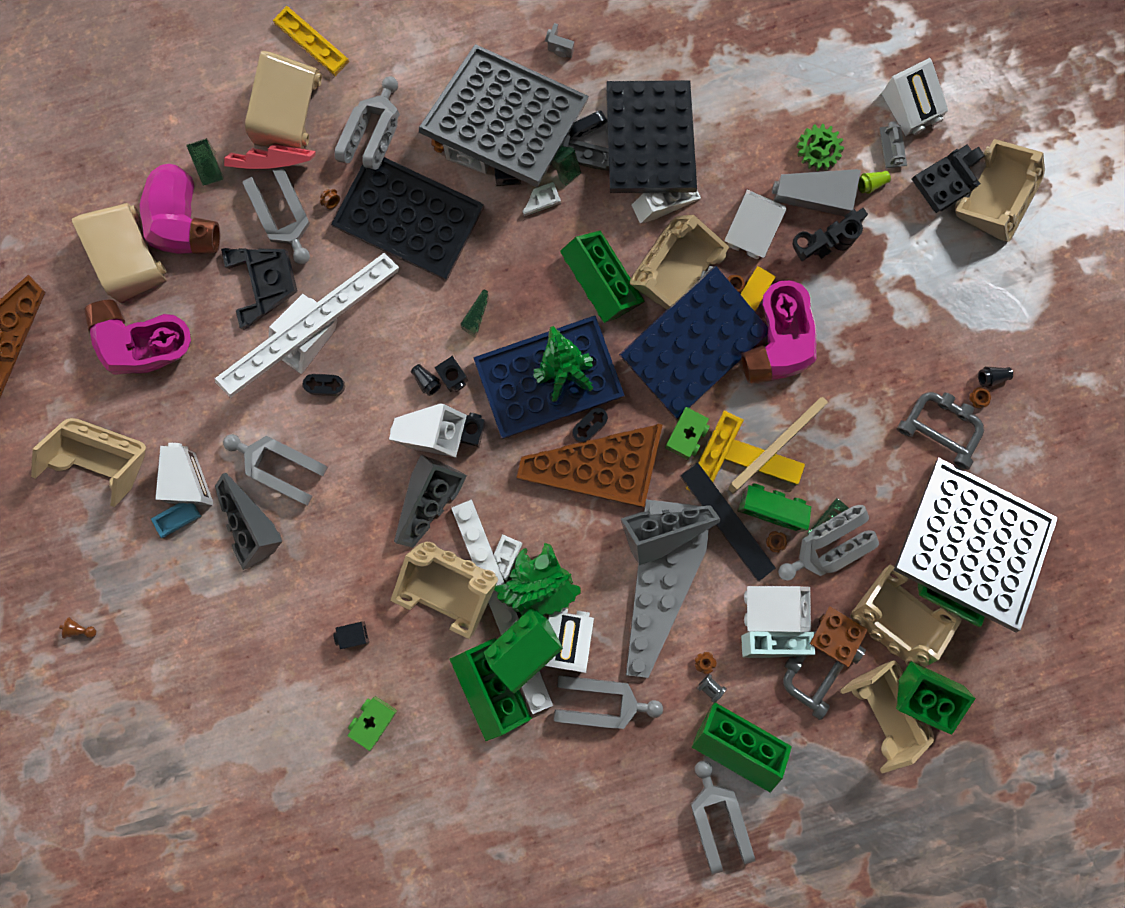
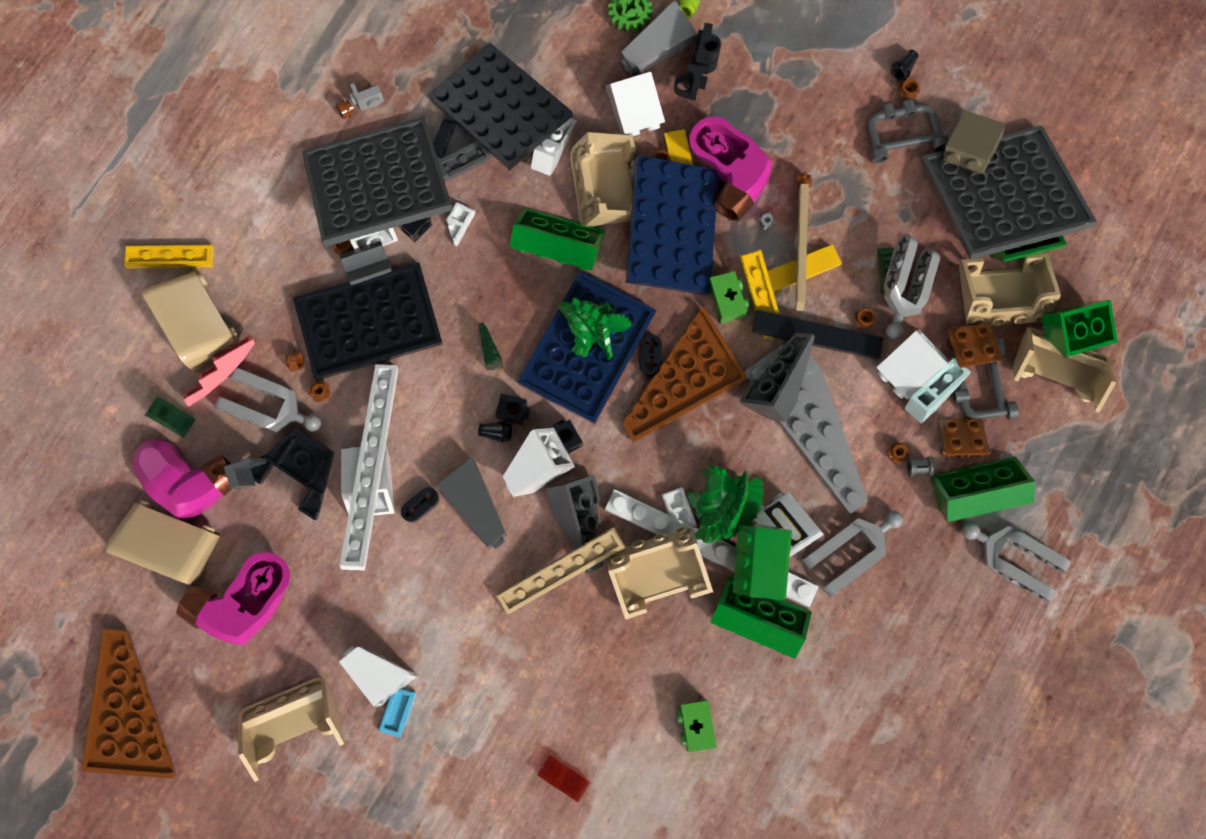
camera: 40 degrees left, 5 degrees down
(215, 249) = (240, 473): none -> dark grey panel
(247, 672) = (564, 778): none -> clear red slope
(251, 528) = (463, 664): dark grey wedge -> none
(254, 453) = (415, 606): light grey piece -> none
(332, 239) = (319, 397): none -> dark orange plate
(351, 635) = (619, 674): black brick -> none
(358, 122) = (265, 288): light grey piece -> none
(361, 418) = (472, 500): none -> dark grey slope
(377, 523) = (560, 570): none -> tan tile
(444, 170) = (365, 263): none -> dark grey panel
(535, 39) = (345, 109): none -> dark orange plate
(566, 164) = (456, 178): clear green slope -> none
(764, 696) = (963, 437): none -> dark orange hinge
(772, 401) = (766, 220): none -> light grey piece
(775, 508) = (843, 294): green slope -> none
(830, 395) = (804, 178): none -> dark orange plate
(988, 483) = (974, 142): none -> dark tan brick

